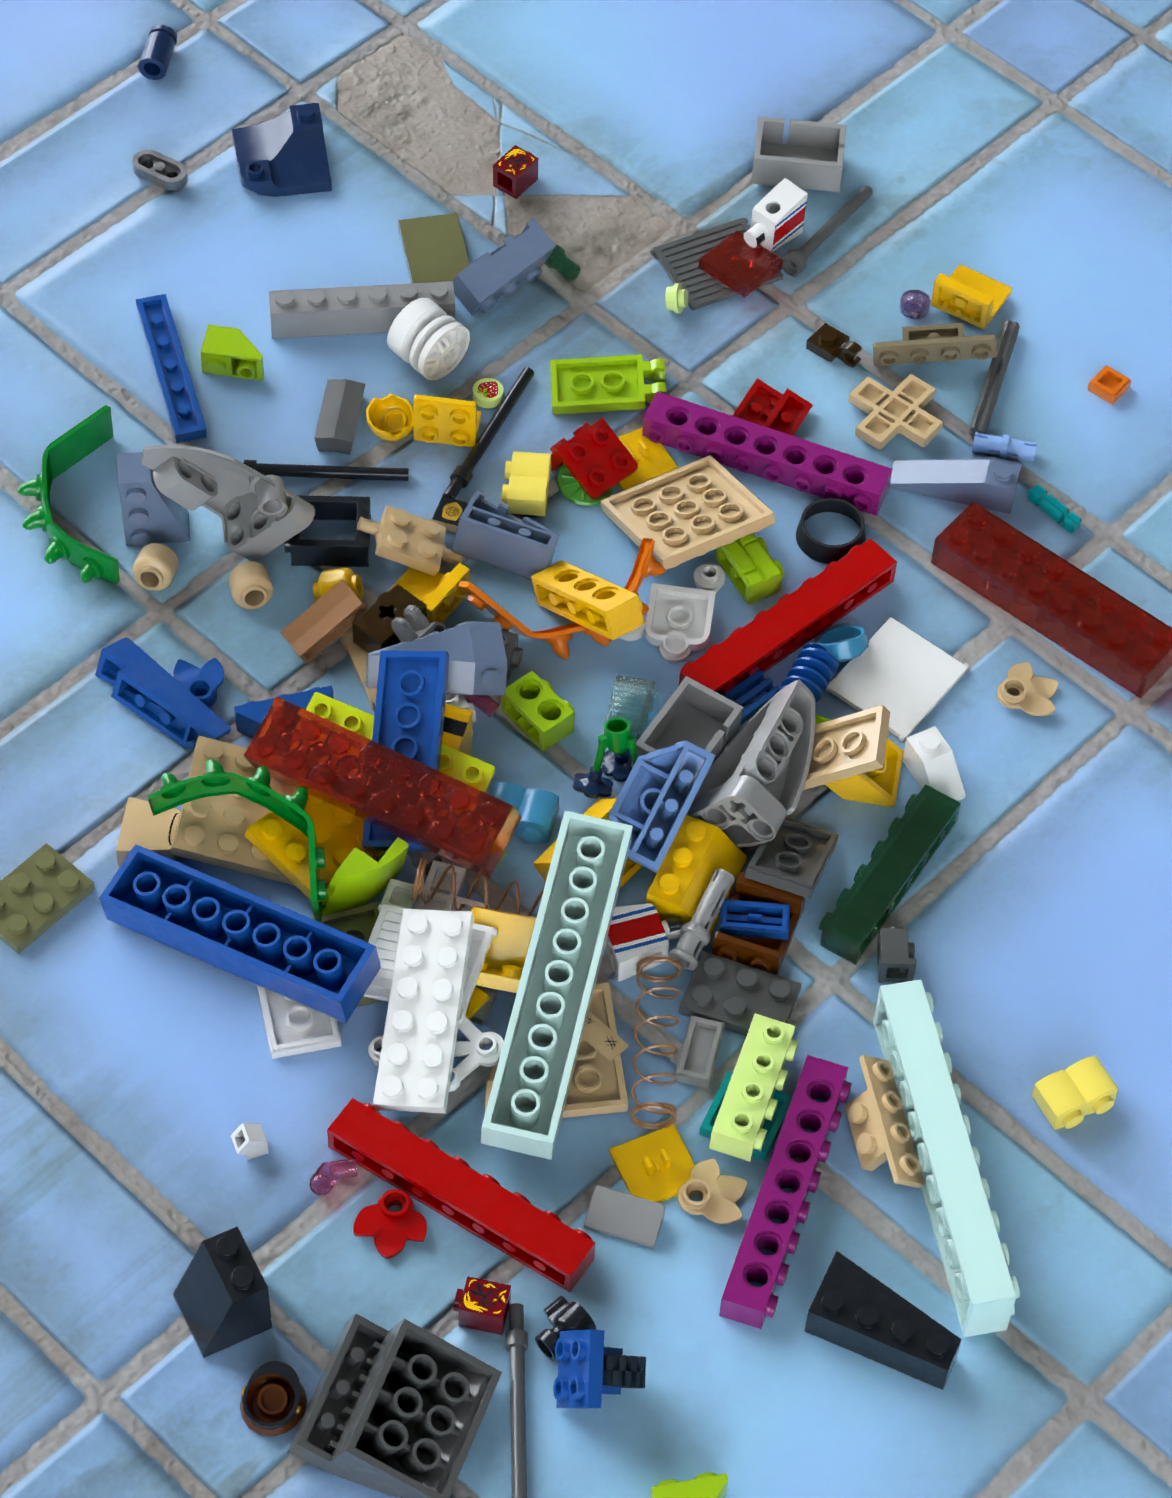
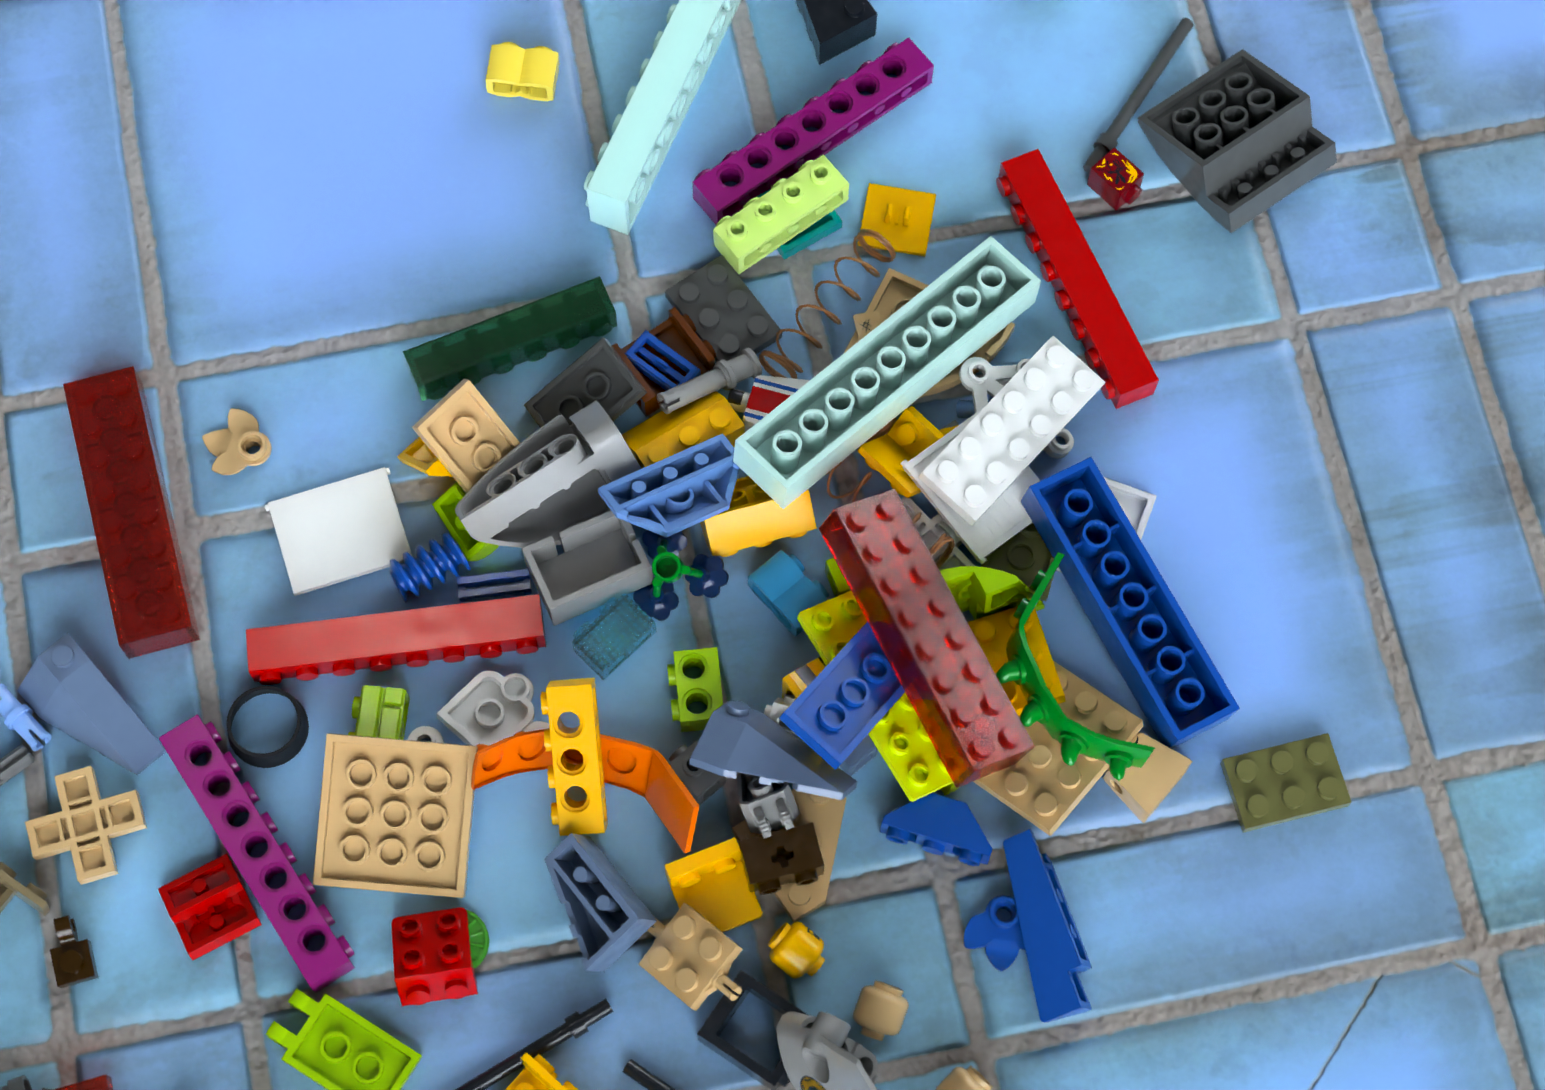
camera: 145 degrees left, 15 degrees up
(223, 1294) = (1322, 291): black slope -> none
(250, 1140) = (1222, 424): white piece -> none
(273, 1399) = (1324, 208): reddish brown piece -> none
(323, 621) = (838, 910): medium nougat piece -> none
(329, 1174) = (1172, 362): clear pink arm -> none
(389, 1227) = (1147, 291): red plate -> none
(449, 513) = (618, 983): tile -> none
(528, 483) = (519, 965): light yellow brick -> none
(563, 1317) = (1059, 126): black piece -> none
(591, 1370) = (1070, 66): blue plate -> none
(624, 1216) = (953, 189): light grey slope -> none
(651, 459) = (370, 938): yellow piece -> none
(699, 1051) = (791, 289): light grey tile -> none
(717, 1193) = (865, 168): tan plate -> none
(843, 641) = (362, 588): dark azure hat -> none
(881, 1125) = (699, 130): tan bracket -> none
(895, 955) = (568, 265): dark grey brick -> none
(933, 763) = (389, 416): white slope -> none
(1054, 509) = (36, 617): teal axle -> none

